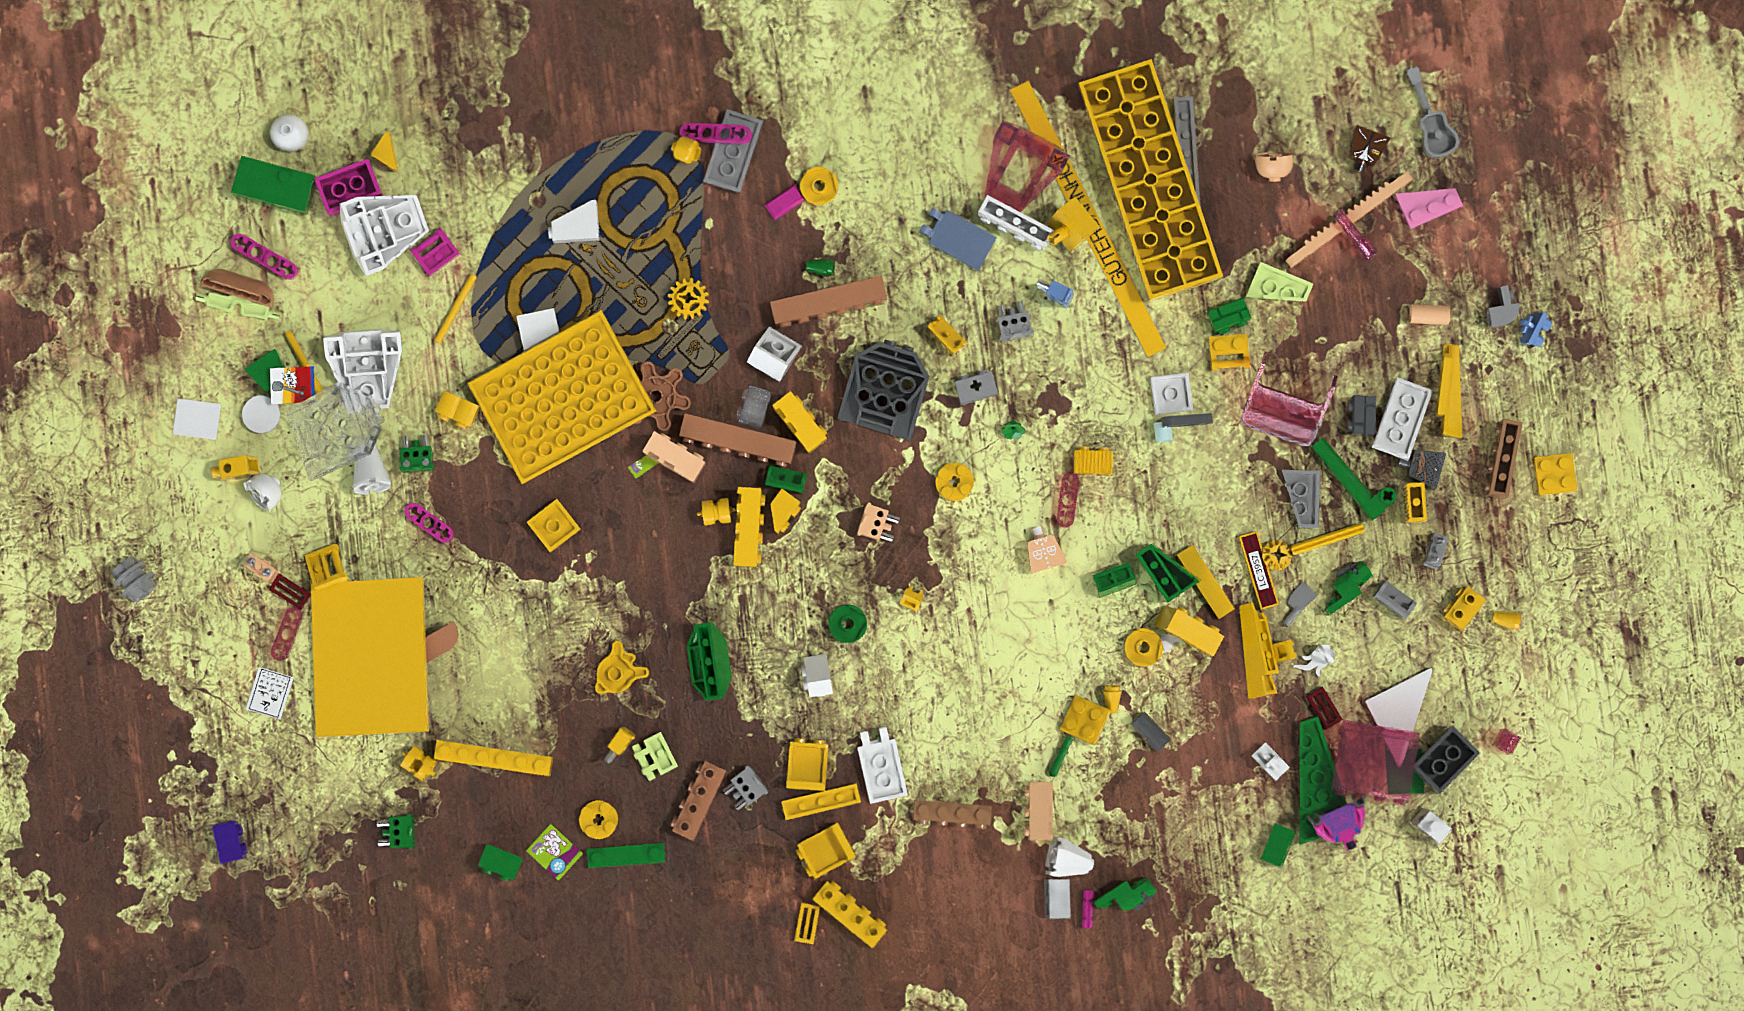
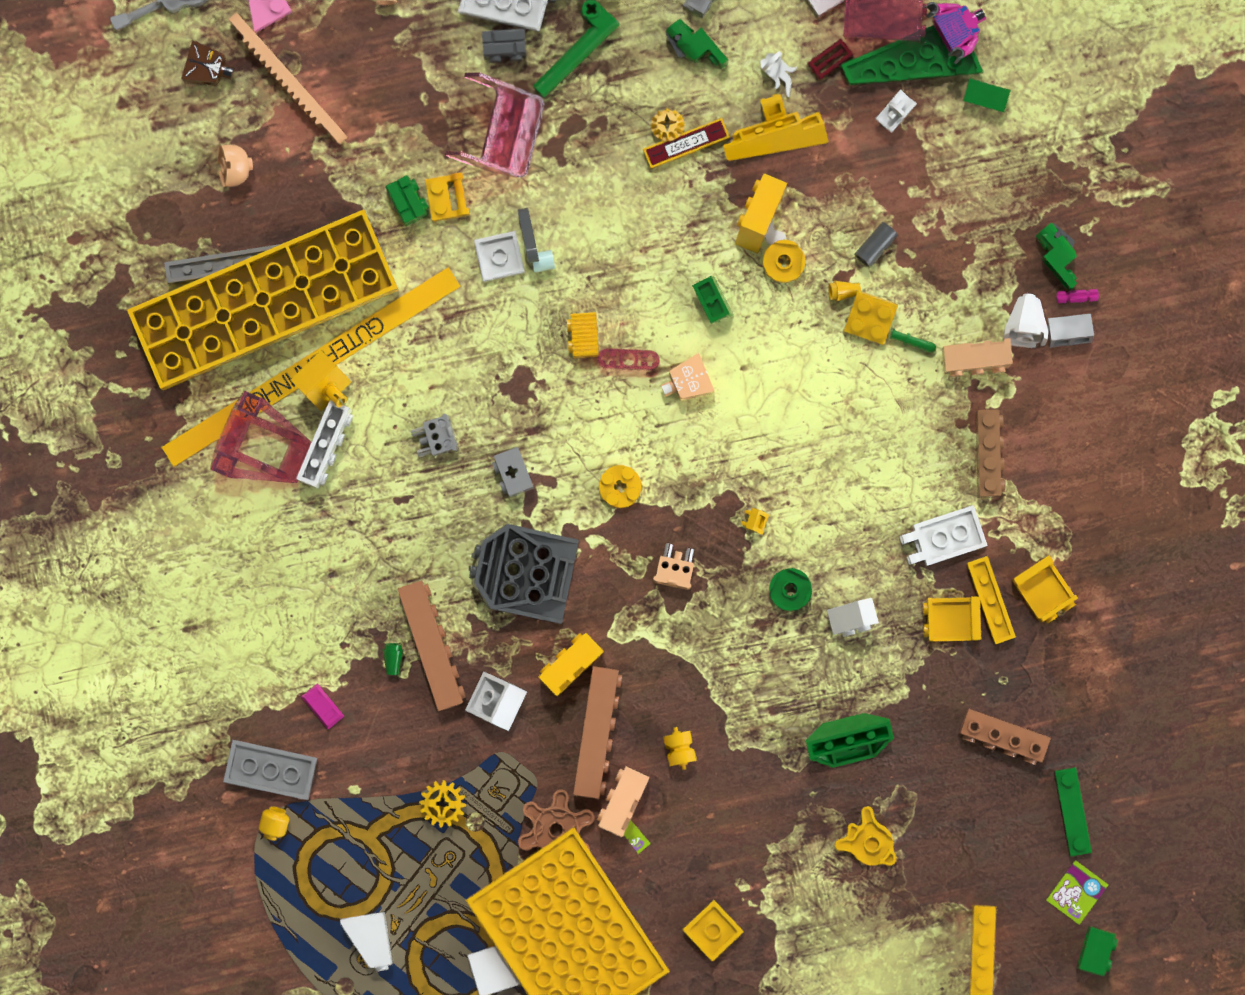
camera: 90 degrees left, 0 degrees up
(589, 813) = (1031, 857): yellow plate -> none
(619, 743) = (950, 830): yellow piece -> none
(660, 754) = (956, 784): yellowish green plate -> none
(716, 130) = (248, 791): dark pink beam -> none
(748, 527) = (694, 710): yellow wedge -> none
(754, 407) = (559, 717): clear brick -> none
(754, 783) = (977, 677): light grey piece -> none
(782, 509) = (669, 674): yellow slope -> none
(786, 479) = (635, 674): green hinge -> none
(810, 907) = (1107, 601): yellow tile -> none
(825, 177) = (290, 664): yellow plate -> none
(849, 914) = (1111, 556): yellow brick -> none
(946, 335) = (457, 510): yellow hinge -> none
(959, 238) = (347, 507): sand blue tile -> none
(1013, 430) = (556, 426): green plant -> none
(1057, 292) = (398, 392): medium blue piece -> none
(1166, 572) = (700, 242): green wedge -> none
(1208, 585) = (704, 200): yellow tile -> none
(1277, 284) = (367, 150): yellowish green wing -> none
(1298, 601) = (715, 97): light grey piece -> none
(1304, 495) = (598, 100): light grey wing -> none
(1327, 539) = (644, 71): yellow axle -> none
(1359, 241) = (310, 65): clear pink pin -> none

